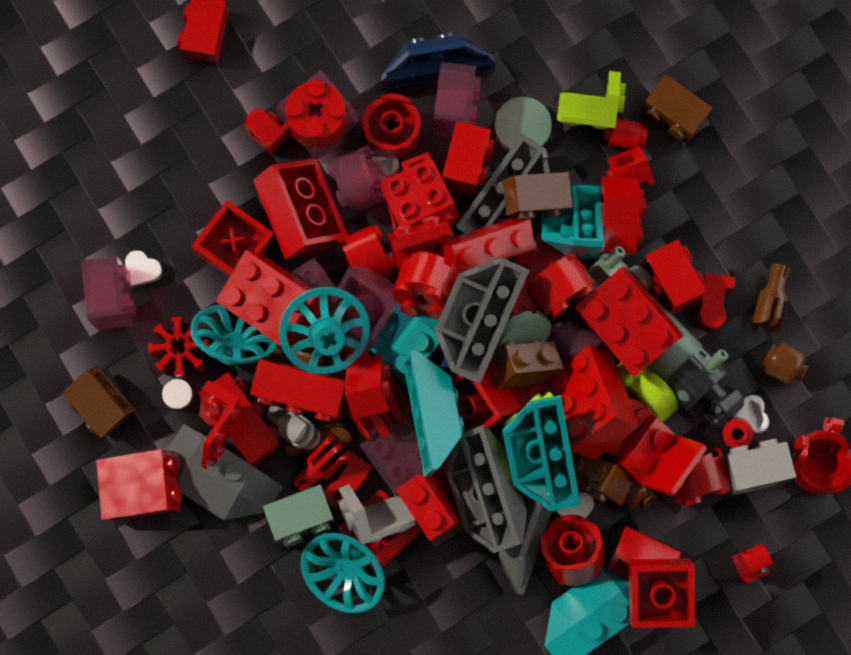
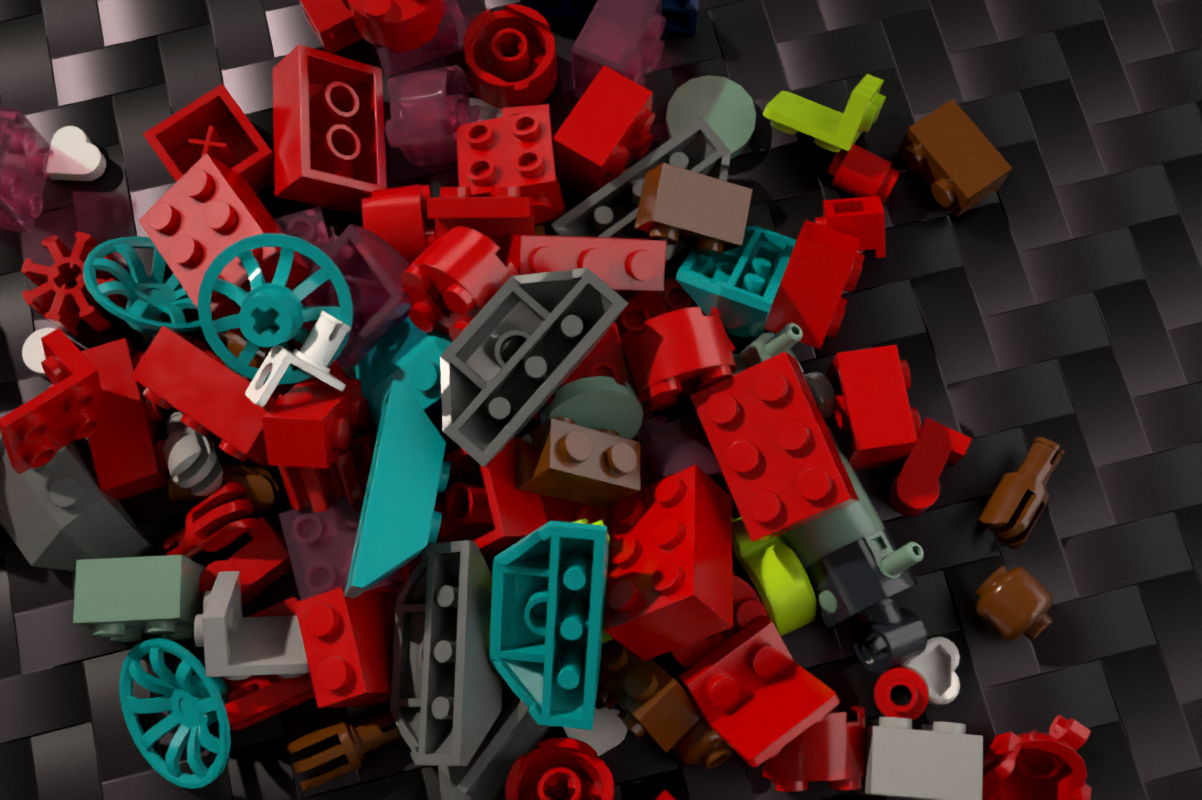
camera: 20 degrees right, 5 degrees down
(357, 352) = (312, 358): none -> white bracket
(443, 559) = (354, 742): none -> reddish brown arm

